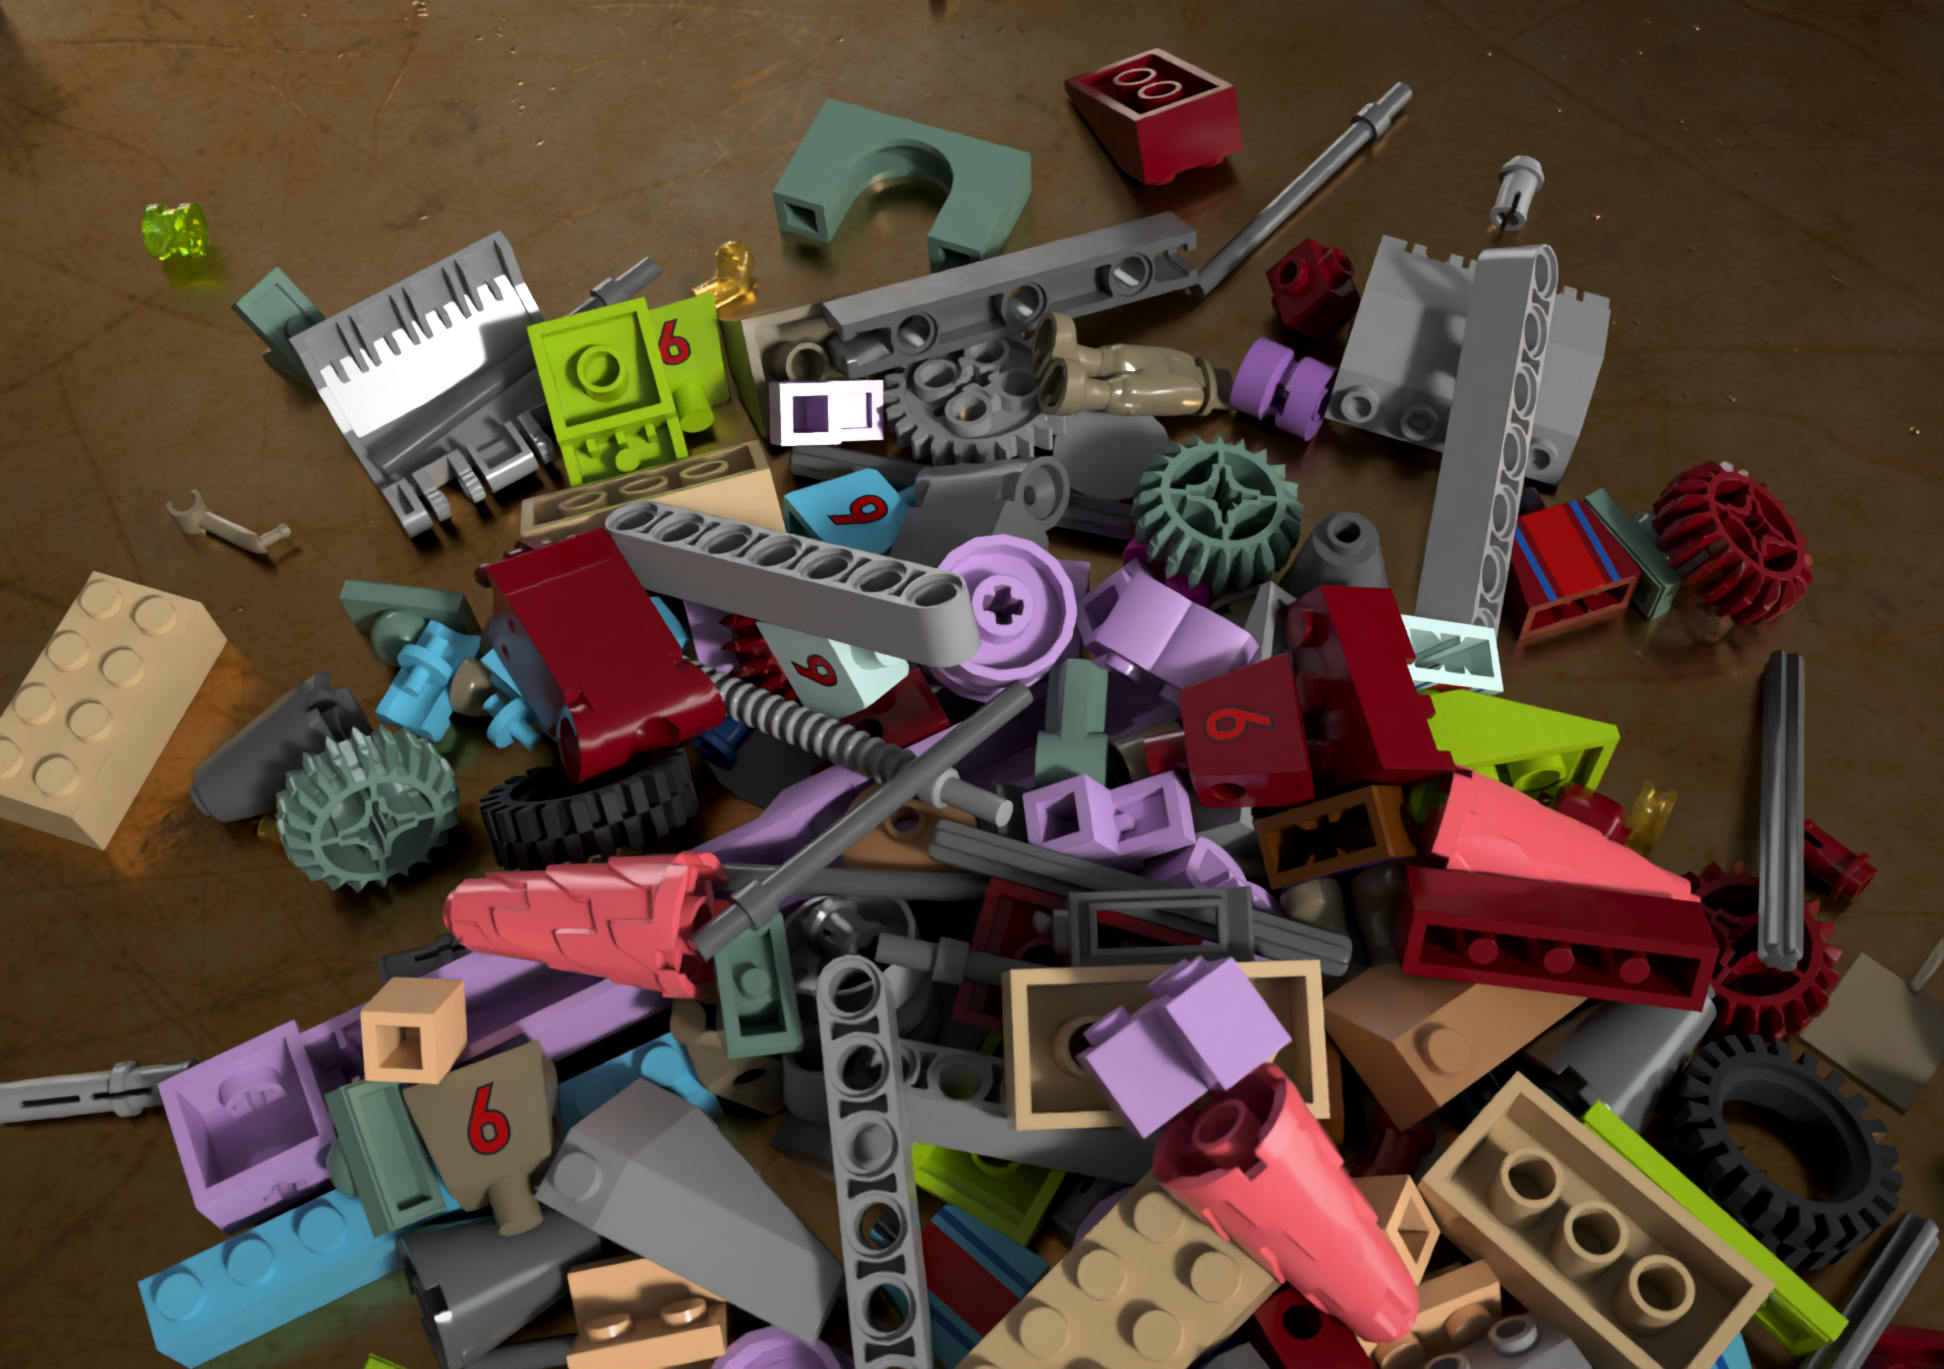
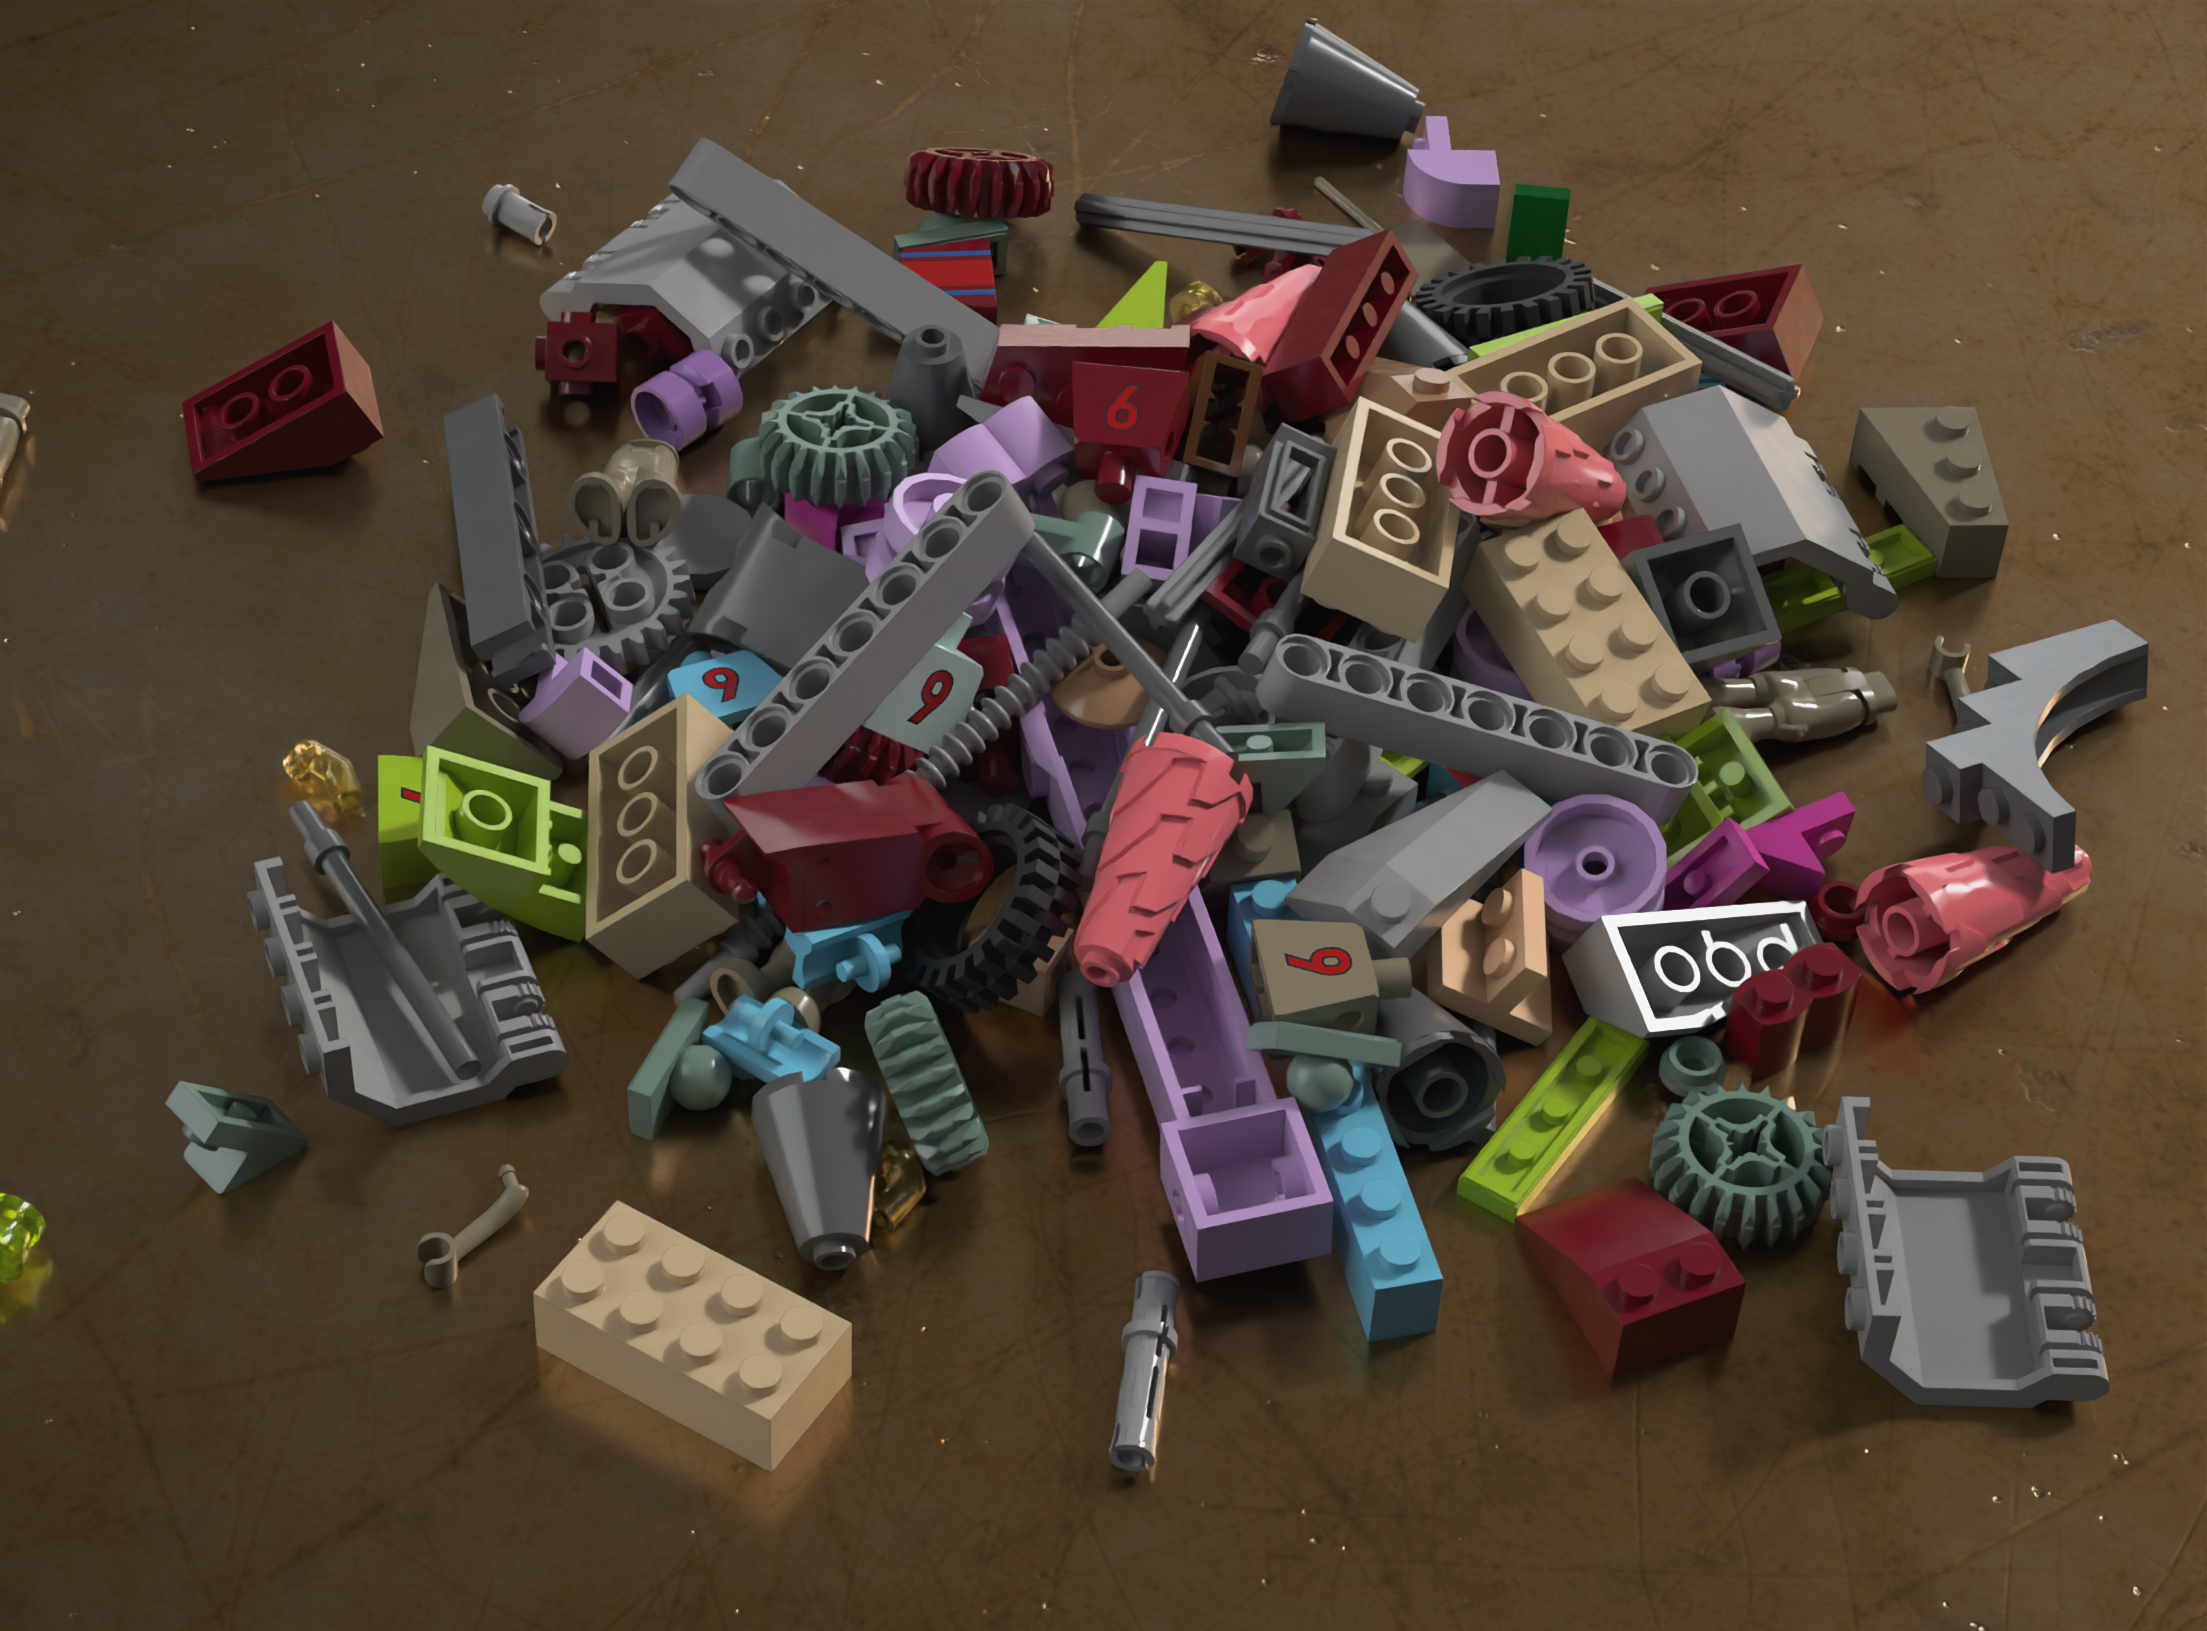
camera: 85 degrees left, 15 degrees down
(414, 1030) = (1225, 989): light nougat brick -> none
(859, 147) = (309, 552): sand green arch -> none
(1192, 1037) = (1417, 445): lavender brick -> none
(1365, 128) = (380, 287): dark grey bar -> none

